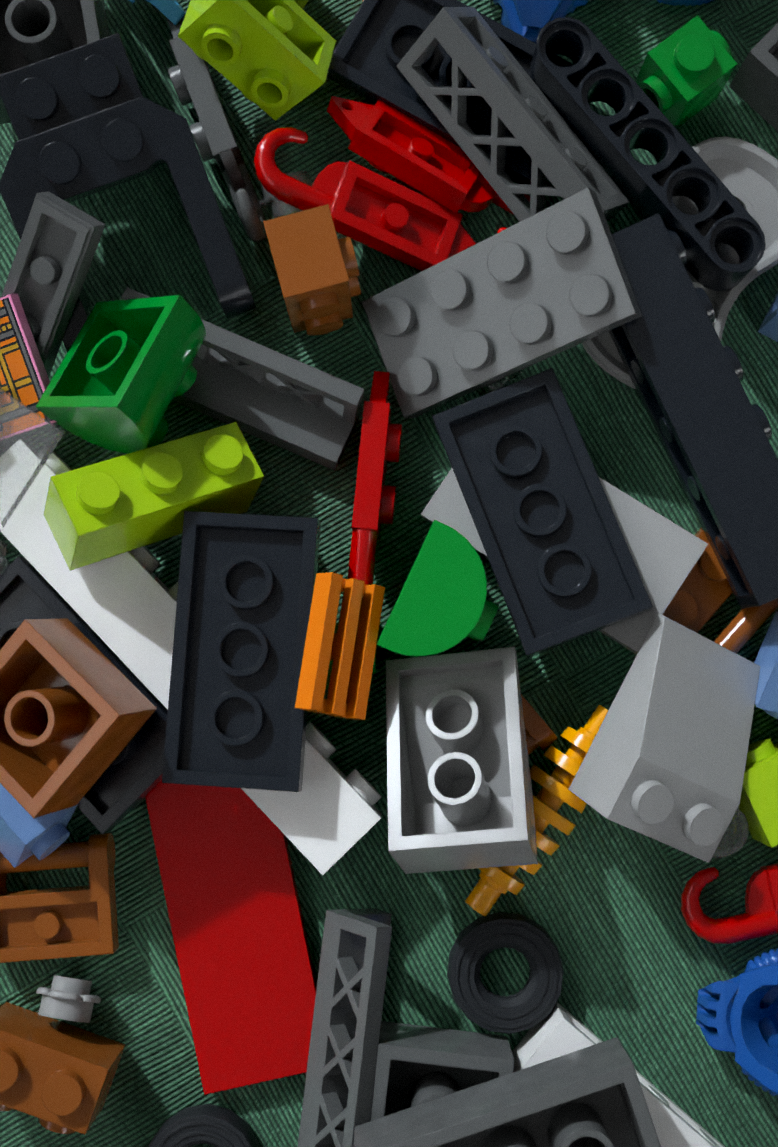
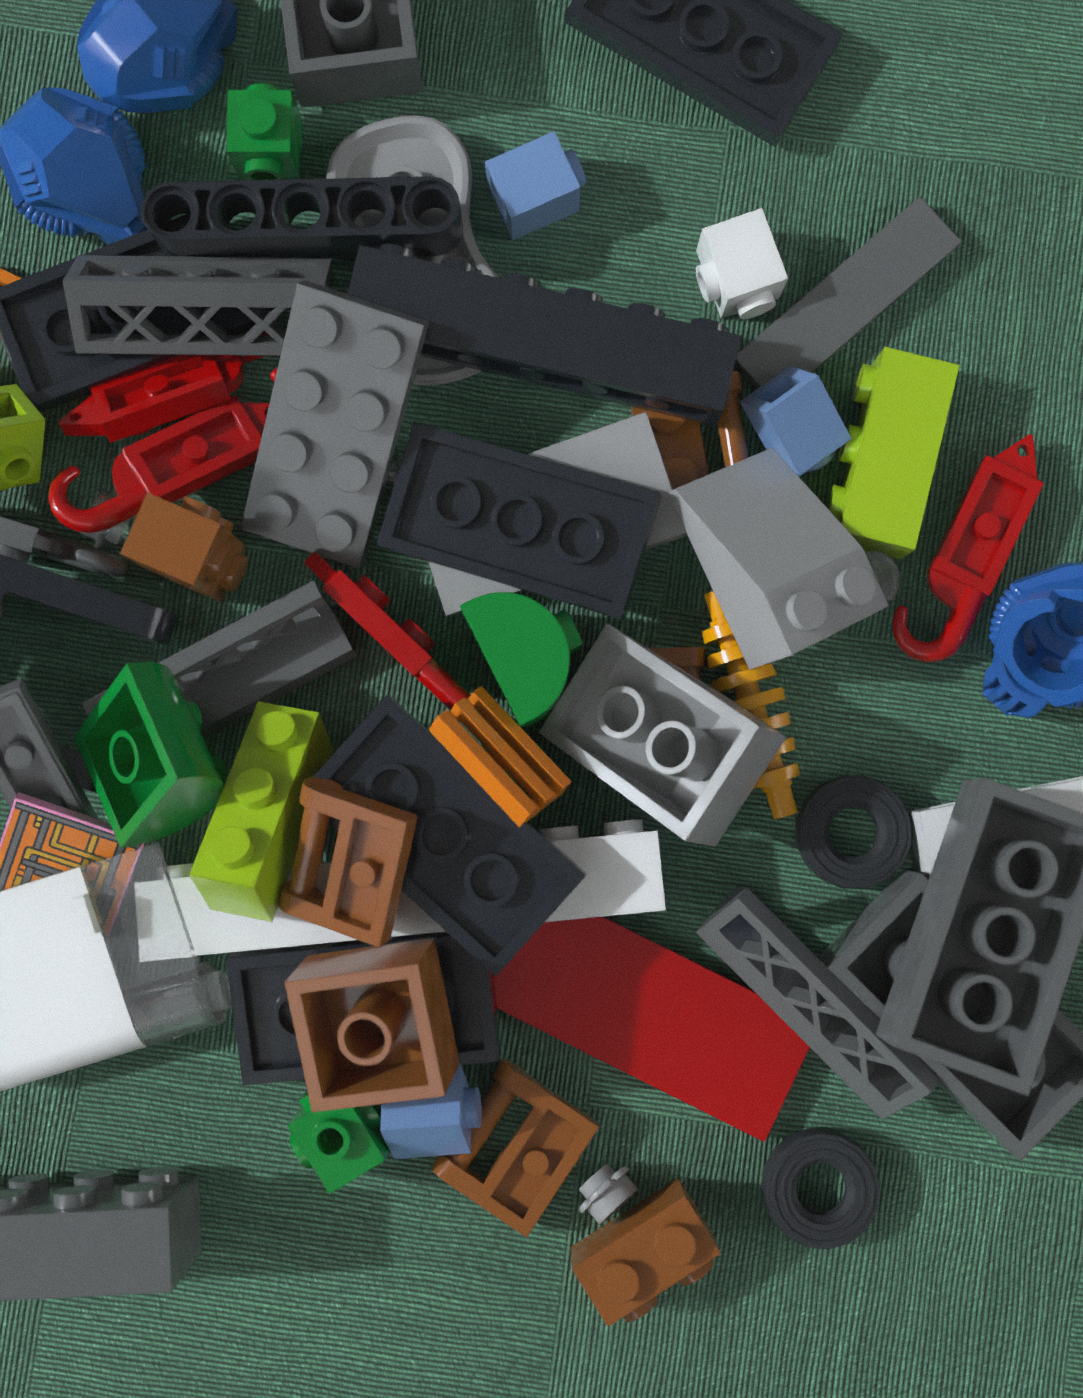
camera: 50 degrees left, 0 degrees up
(169, 608) = (365, 864): none -> dark orange plate

